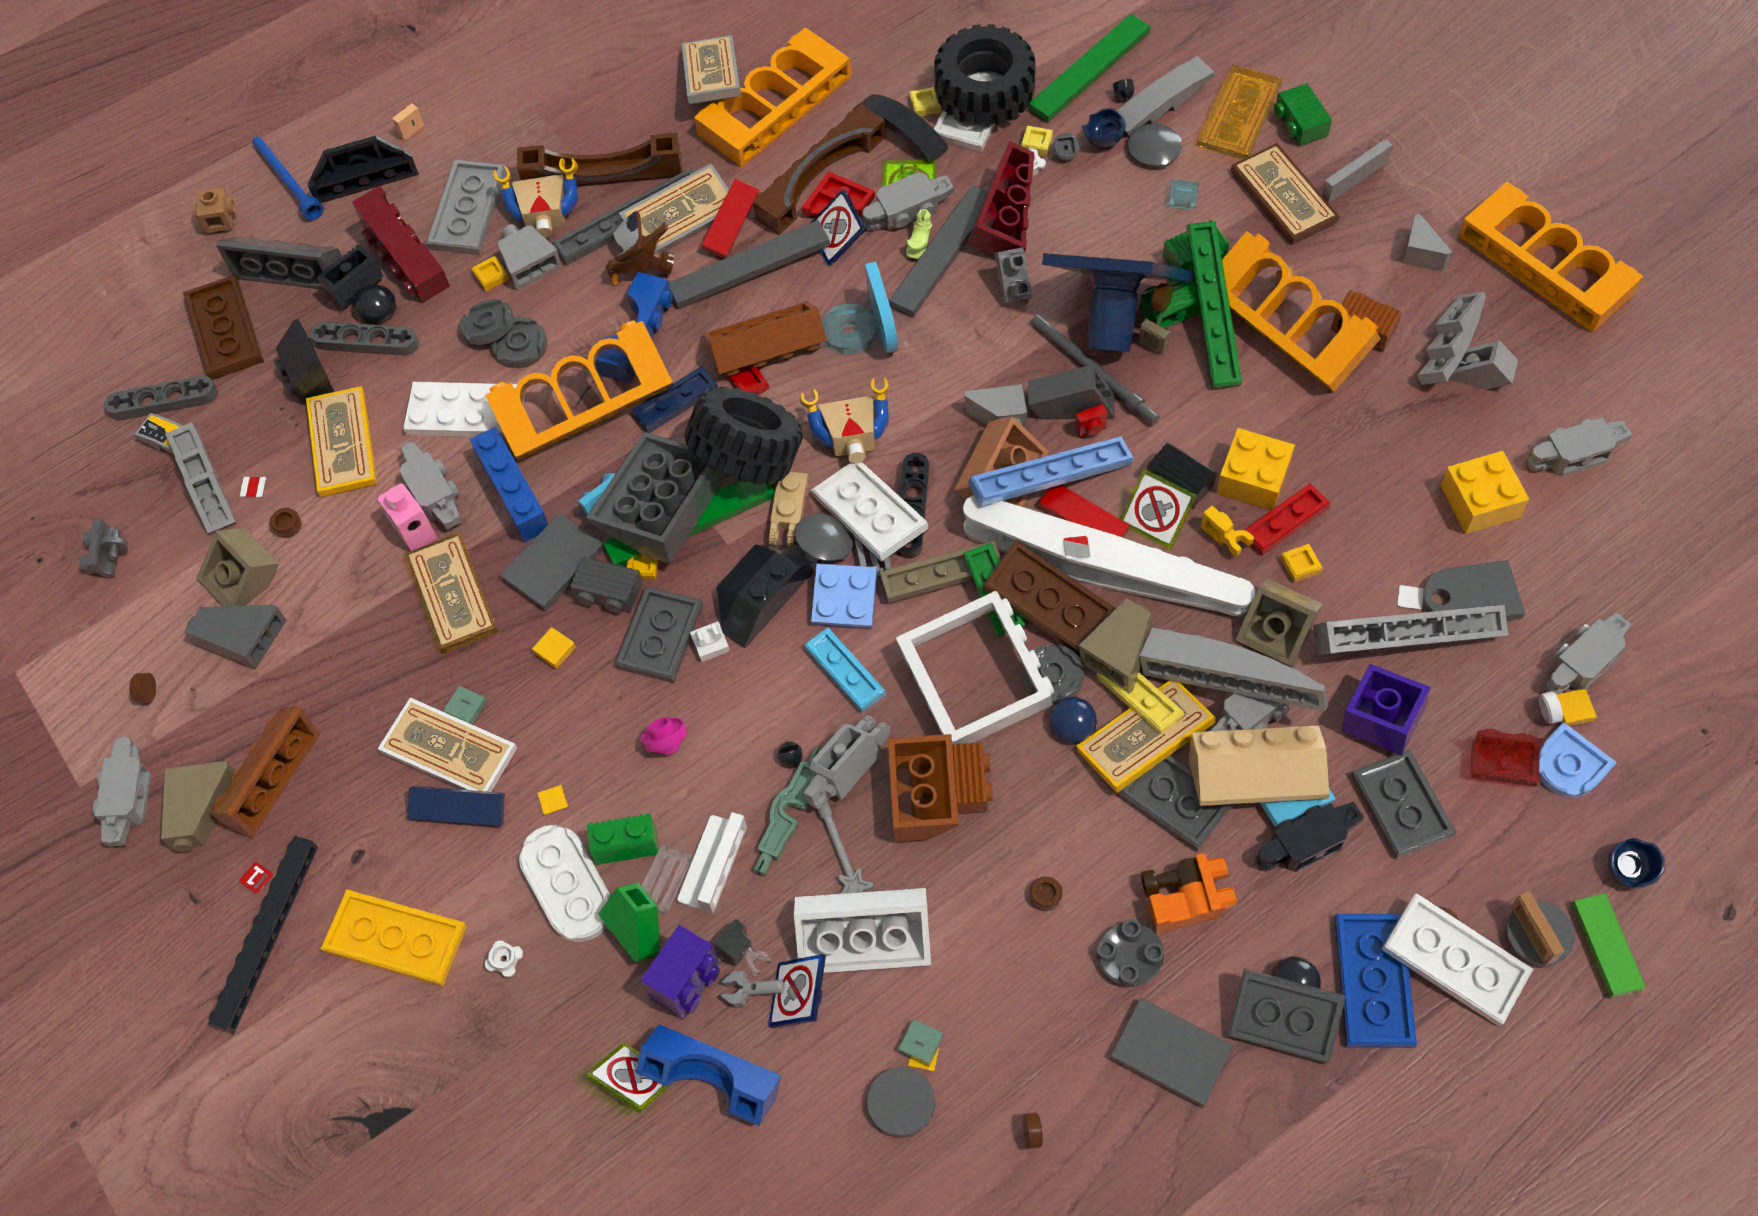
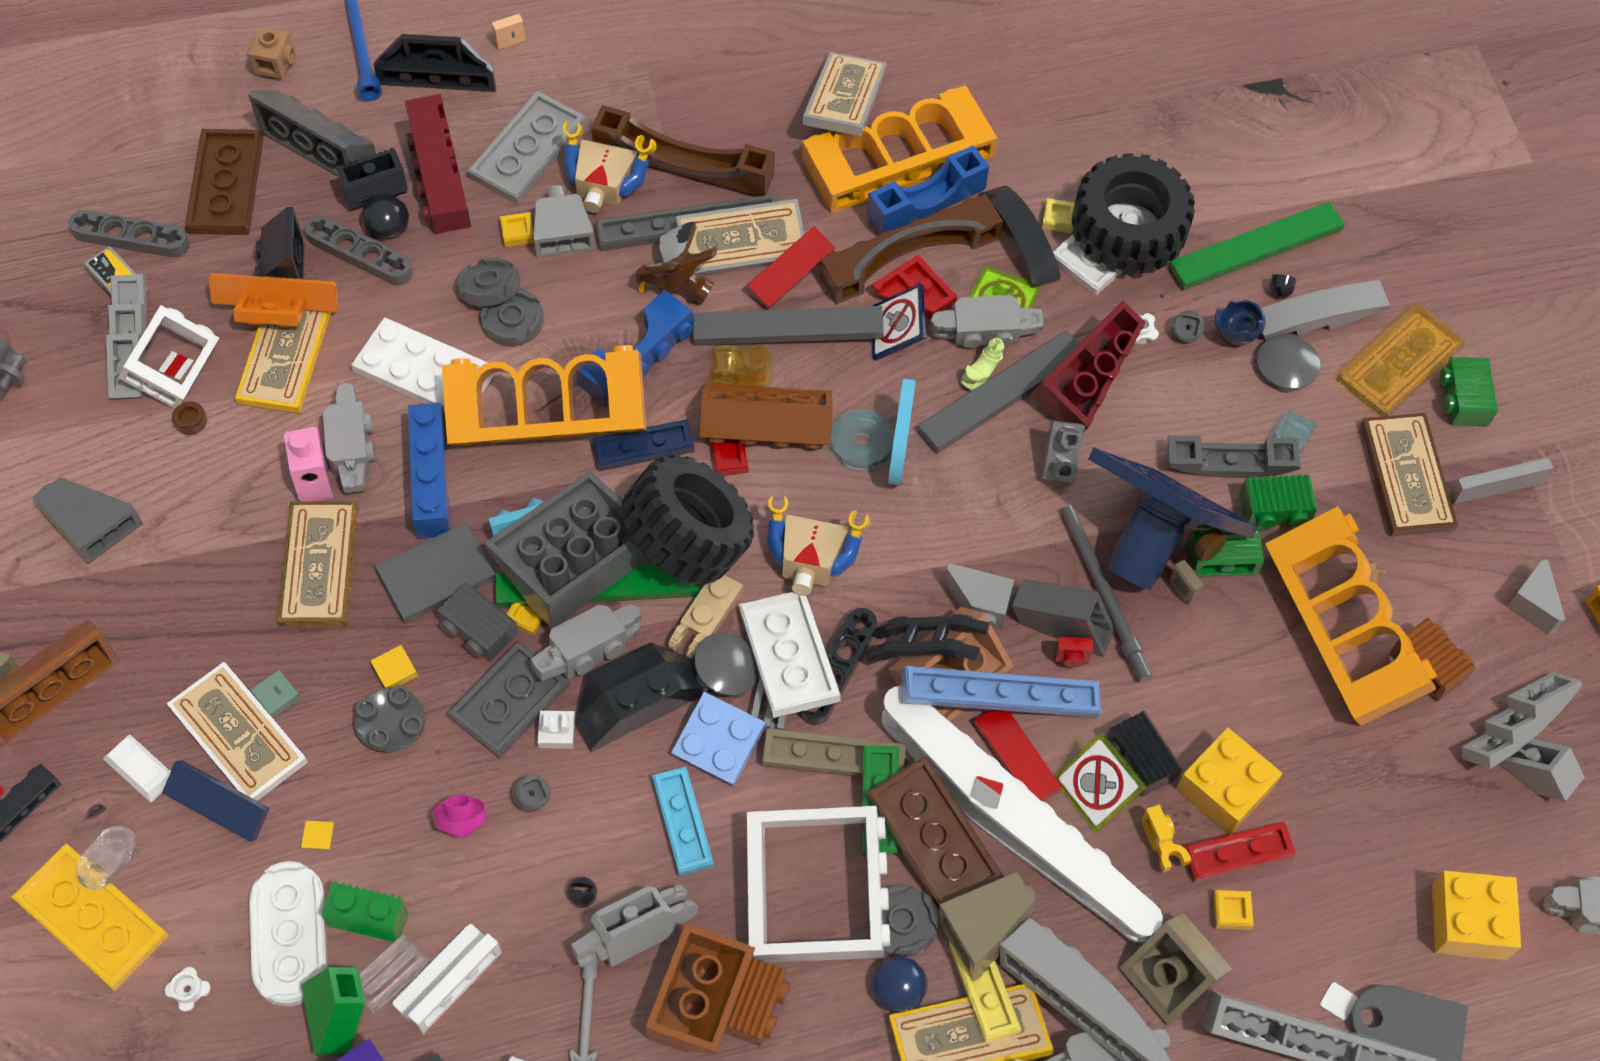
camera: 15 degrees right, 0 degrees up
(236, 567) = (117, 448): dark tan slope -> none
(245, 503) = (155, 383): none -> white window
(311, 400) = (272, 298): none -> orange bracket
(378, 808) = (138, 768): none -> white tile
(384, 891) = (105, 860): none -> clear plate
(569, 687) = (389, 719): none -> dark grey dish
(703, 563) = (587, 641): none -> light grey hinge
(713, 696) = (531, 793): none -> dark grey tile
(728, 307) = (741, 364): none -> clear yellow piece
(781, 824) = (537, 967): sand green piece -> none
(832, 102) = (957, 179): none -> blue arch
(987, 452) = (937, 646): none -> black piece
(1037, 139) = (1161, 306): light yellow tile -> none
(1148, 232) = (1233, 459): none -> dark grey slope
(1214, 305) = (1266, 574): green tile -> none

